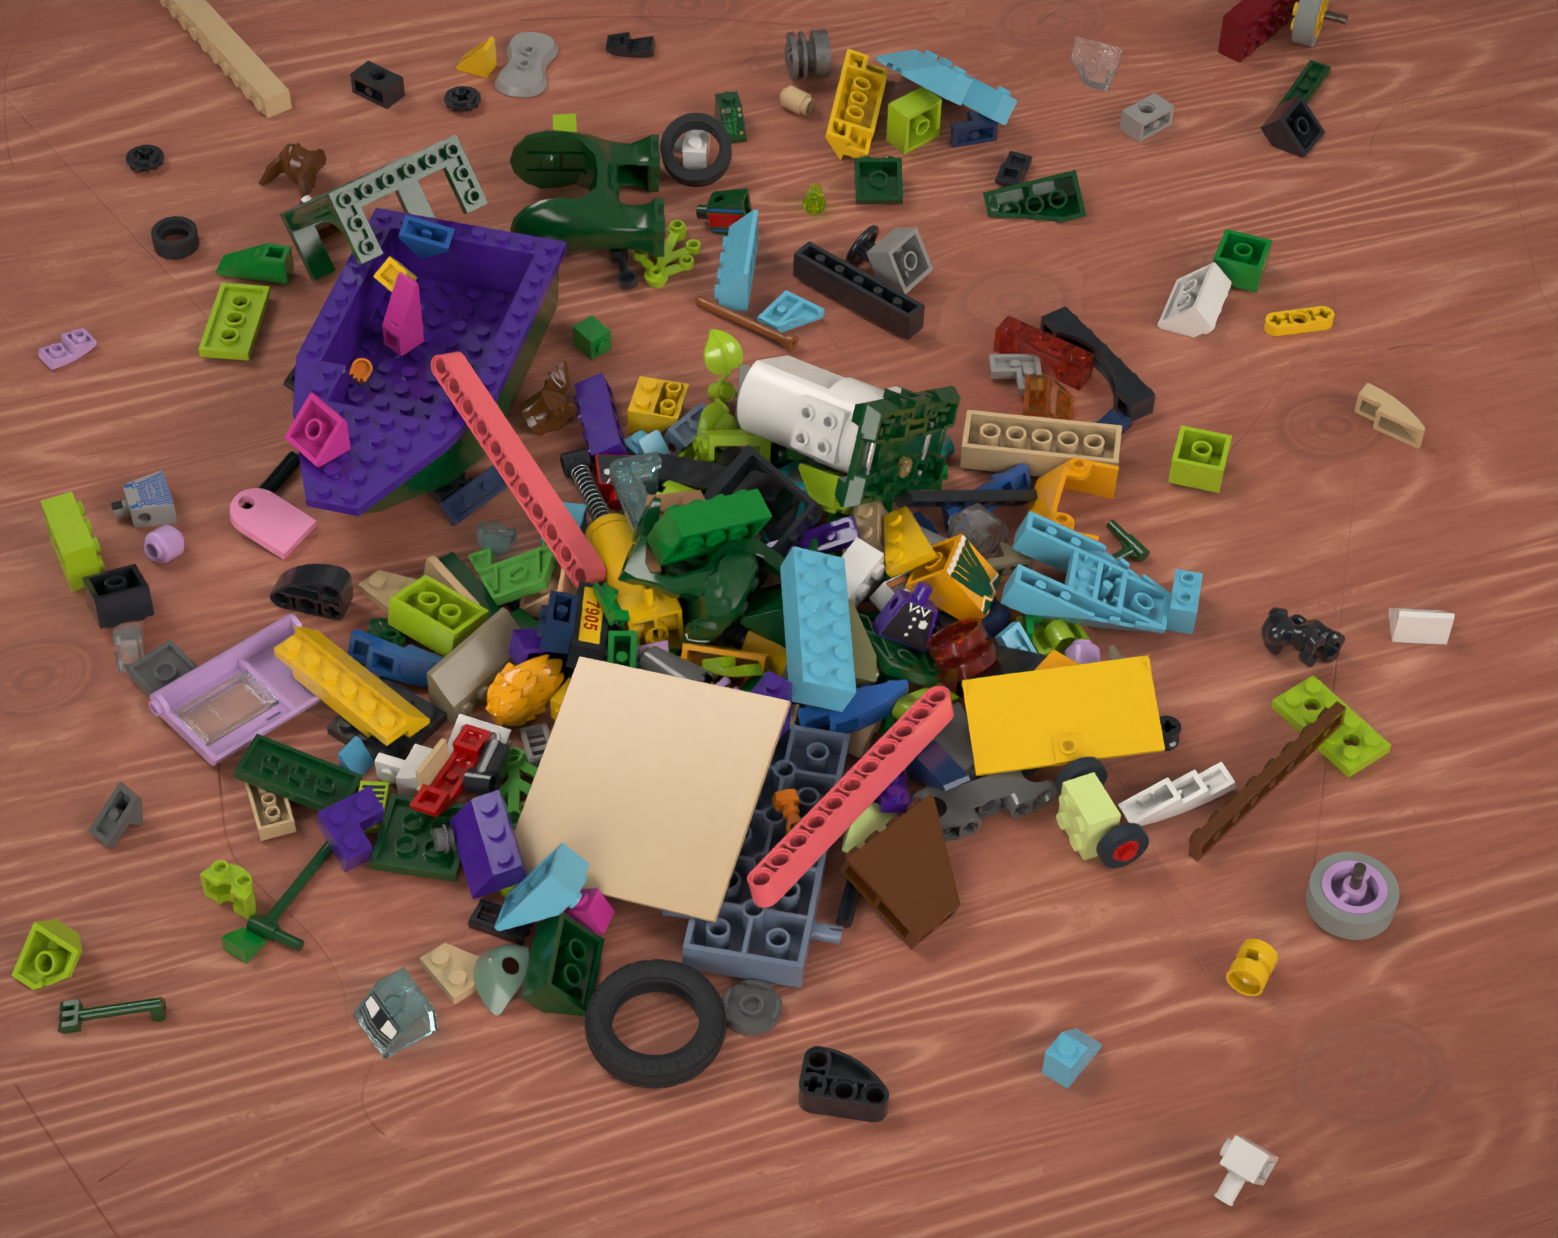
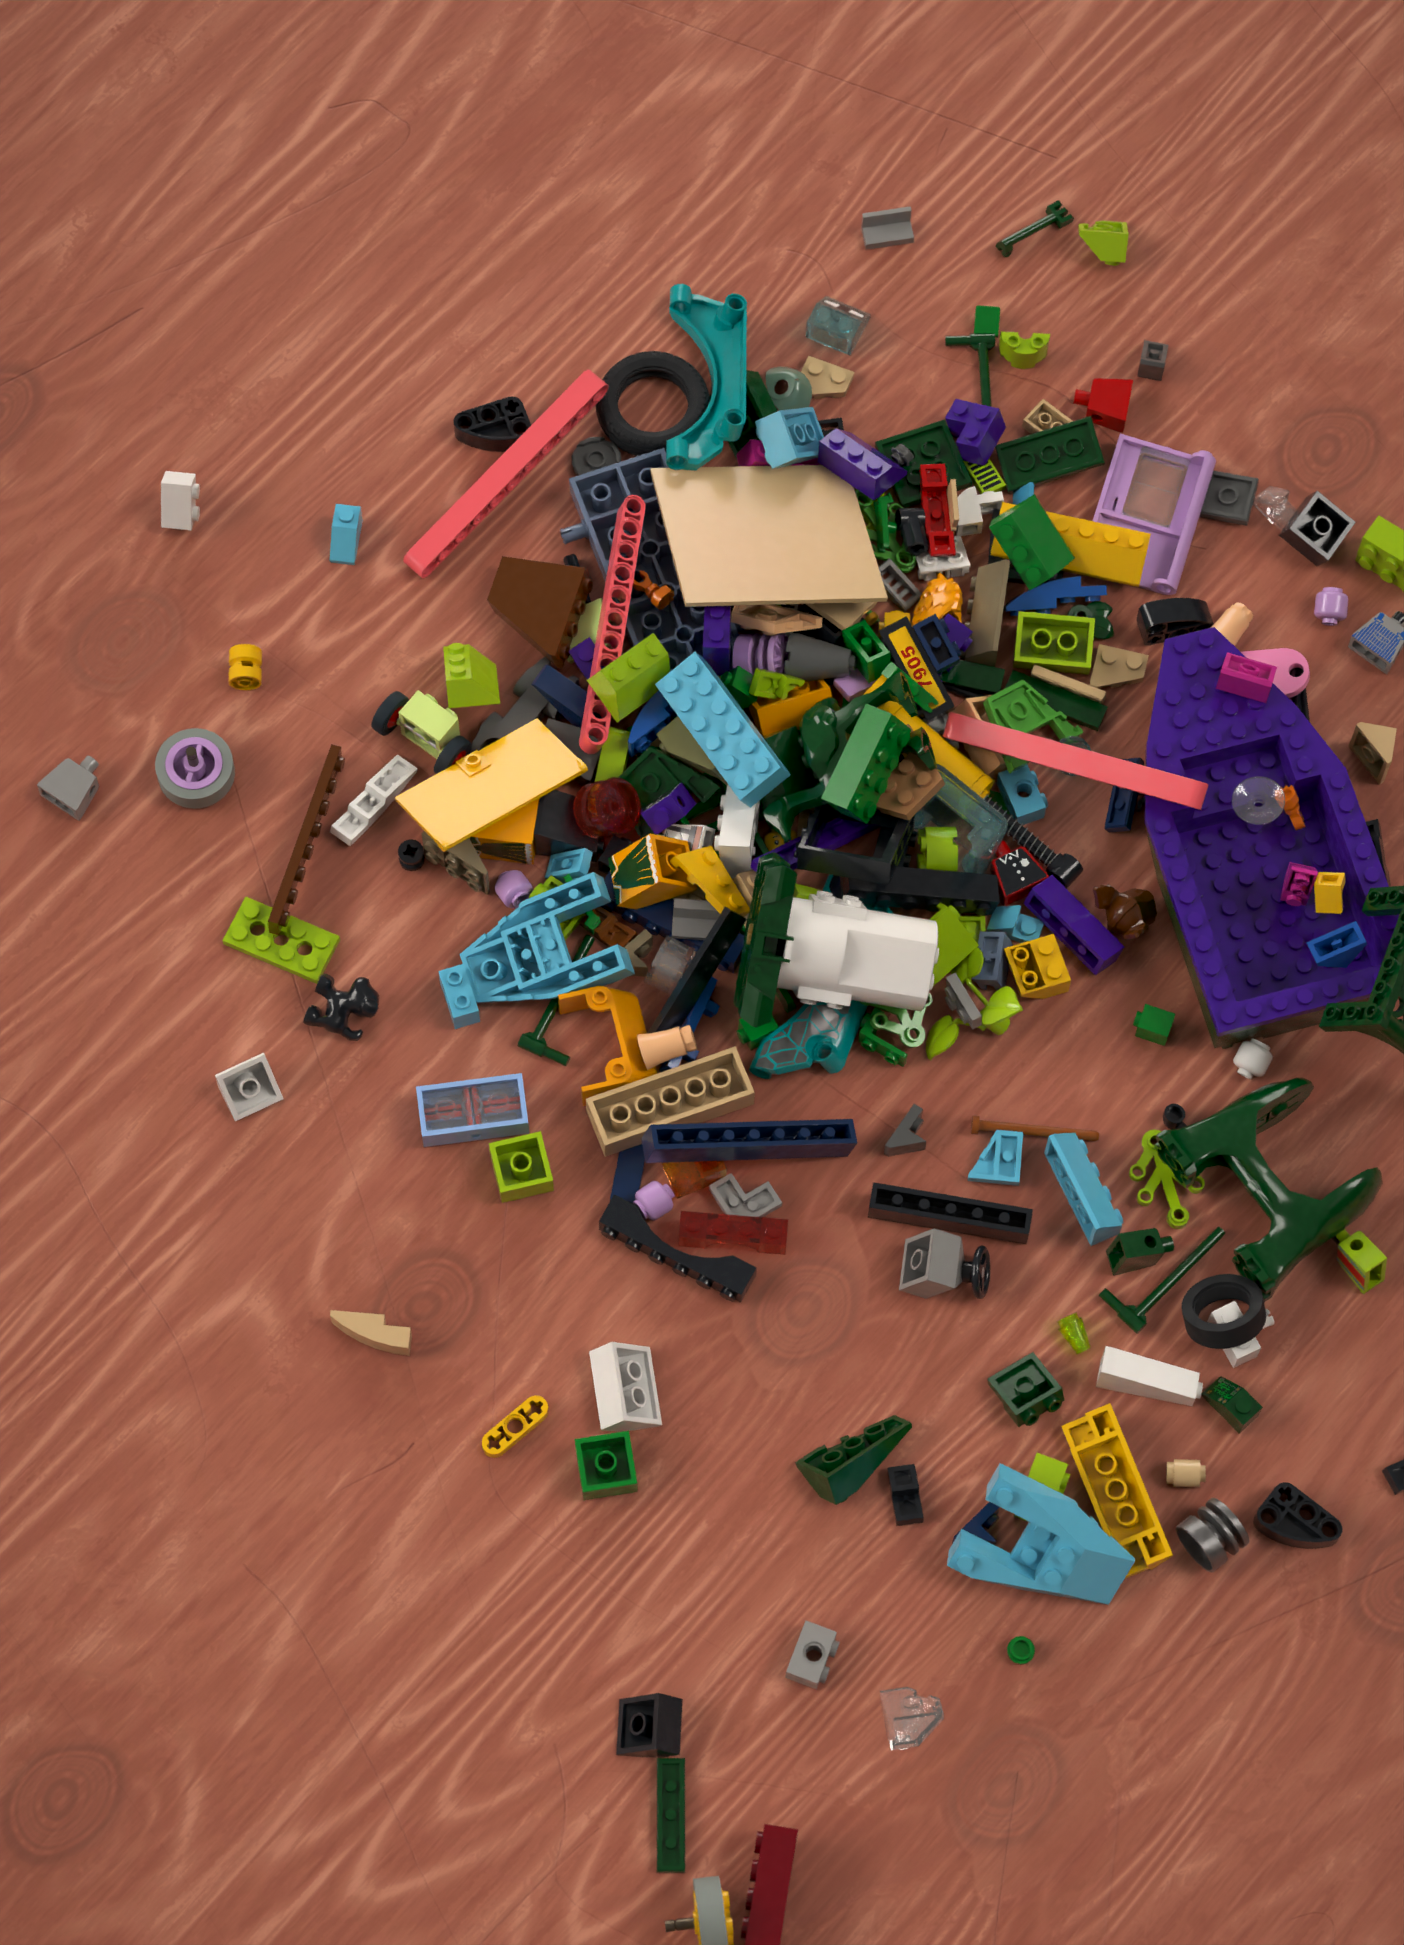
camera: 150 degrees right, 20 degrees up
(196, 803) = (1106, 402): none -> red torso
(236, 417) = (1374, 748): none -> tan slope
(262, 1089) = (887, 228): none -> light grey panel
(269, 565) = (1234, 622): none -> light nougat plant
(388, 371) = (1258, 790): none -> clear dish
(395, 681) = (1031, 542): none -> green slope
(514, 785) = (883, 527): none -> green piece
(592, 946) = (722, 338): none -> teal panel
(739, 50) = (1289, 1526): none -> black beam
(759, 191) = (1135, 1316): none -> dark green bar
(785, 149) = (1147, 1377): none -> white slope
(855, 355) = (903, 1138): none -> dark grey slope
(860, 1016) = (505, 473): none -> coral beam
(871, 725) = (631, 677): none -> lime slope
(989, 68) = (1020, 1650): none -> green plate
(998, 371) = (748, 1140): none -> dark blue brick
(1023, 466) = (666, 1045): none -> light nougat plant
(1024, 832) = (469, 677): none -> lime slope
(1097, 396) = (654, 1200): none -> lavender head
(1220, 513) = (472, 1110): none -> brick
(1493, 943) = (71, 786): none -> light grey torso

